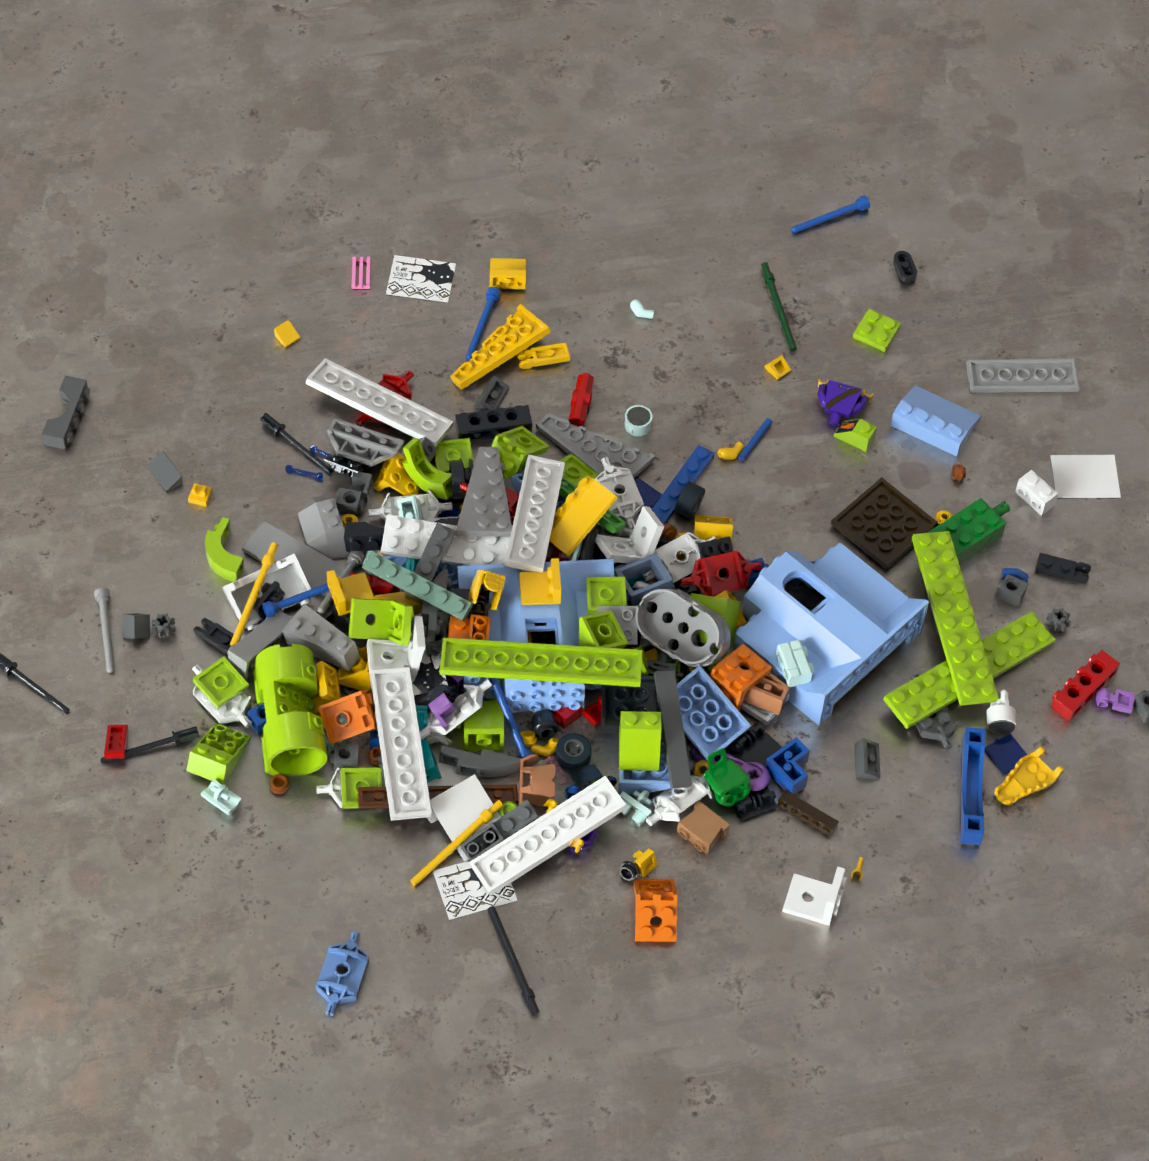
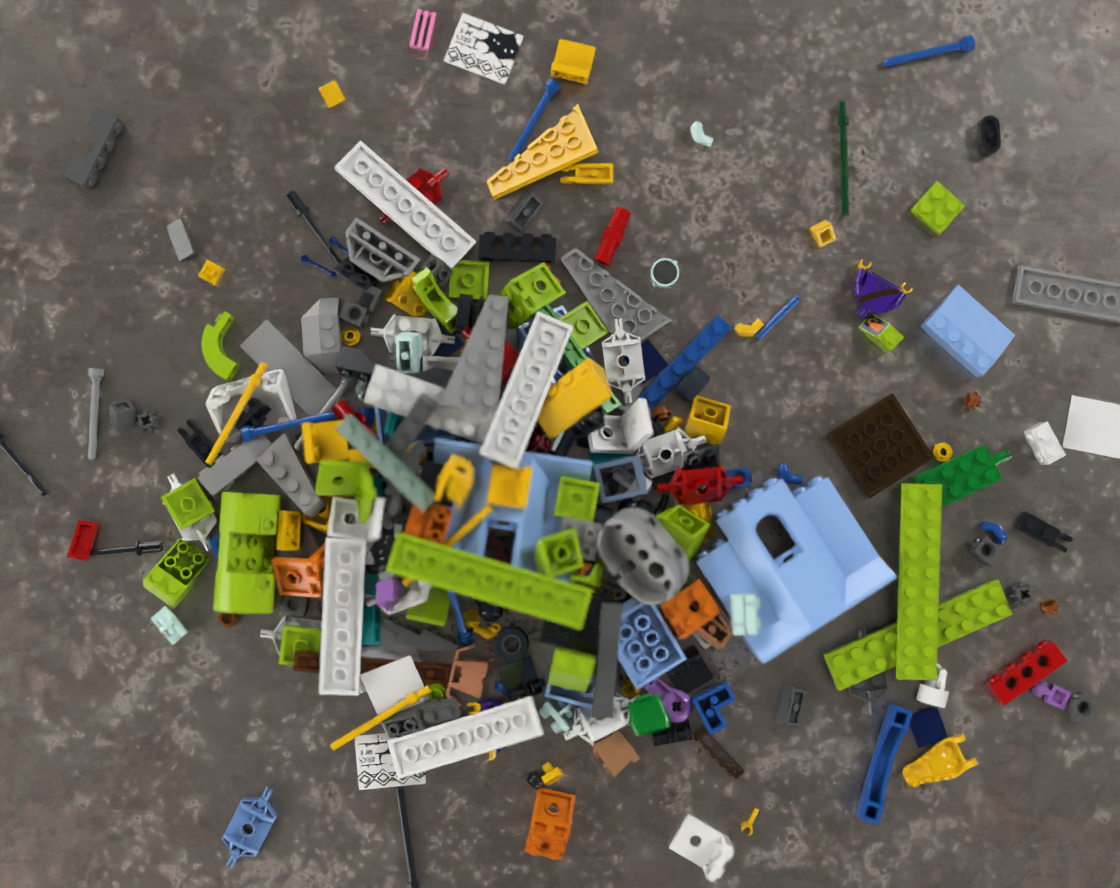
camera: 15 degrees right, 30 degrees up
(468, 682) = (460, 533): none -> yellow bar
(598, 535) = (588, 424): none -> black hinge
(1089, 628) = (1050, 607): none -> dark orange plate

